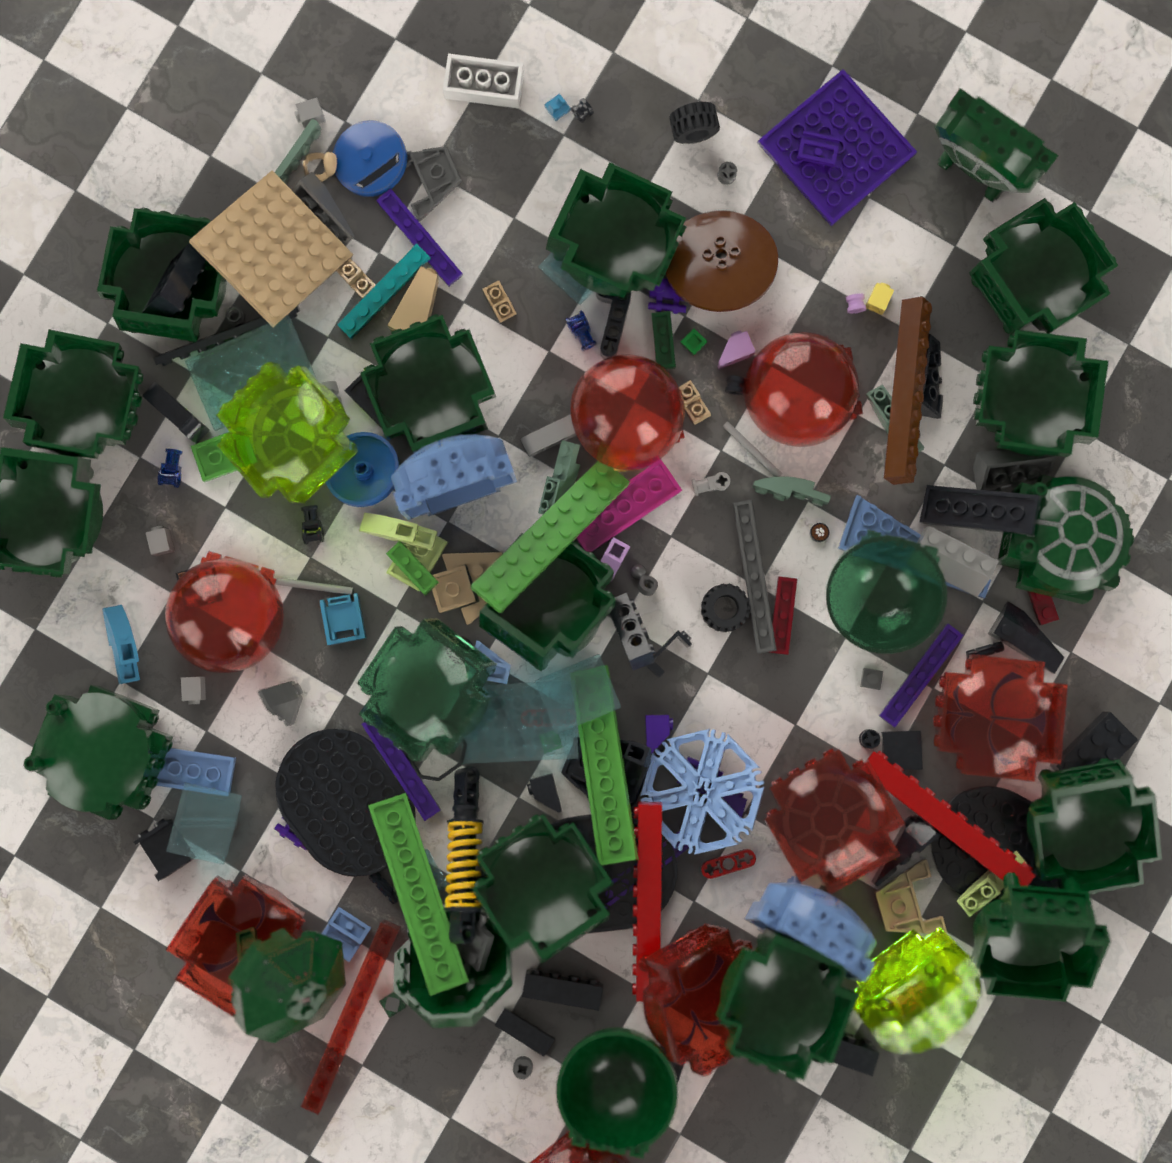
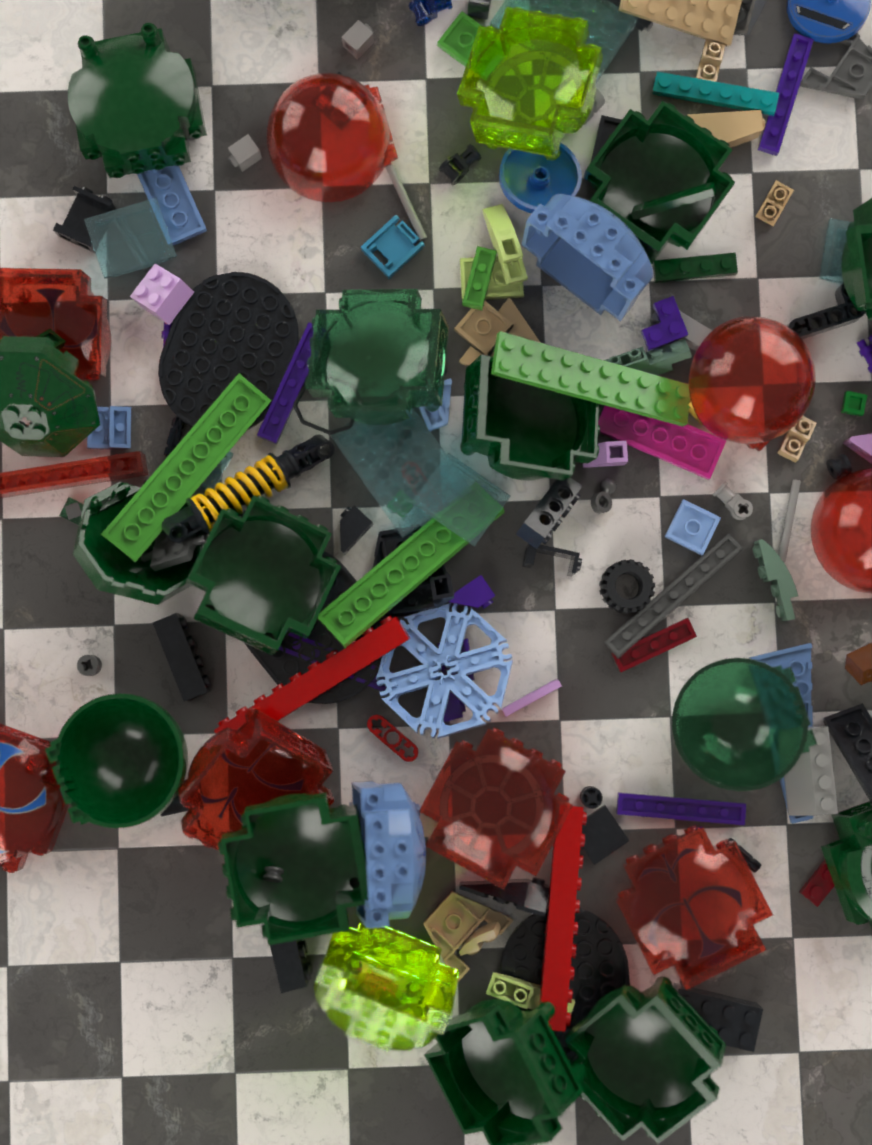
camera: 50 degrees right, 0 degrees up
(122, 643) = (245, 64): dark azure slope -> none
(265, 826) = (162, 294): none -> lavender brick
(283, 701) = (285, 236): dark grey wedge -> none
(451, 381) = (674, 200): none -> dark green tile
(510, 394) = (695, 267): none -> dark green plate
(524, 1032) = (122, 646): black tile -> none
(546, 446) = (670, 326): none -> dark purple plate
(579, 328) = (798, 291): clear blue connector -> none
(663, 339) = (839, 374): dark green plate -> none
(711, 527) = (692, 527): none -> light blue plate
(764, 736) = (531, 697): none -> lavender tile
(778, 1025) = (273, 874): none -> dark grey bush
(819, 532) = (752, 631): tile -> none
(871, 678) = (648, 764): dark grey plate -> none
(923, 889) = (474, 942): none -> tan slope
(1021, 634) = (780, 881): black wedge -> none

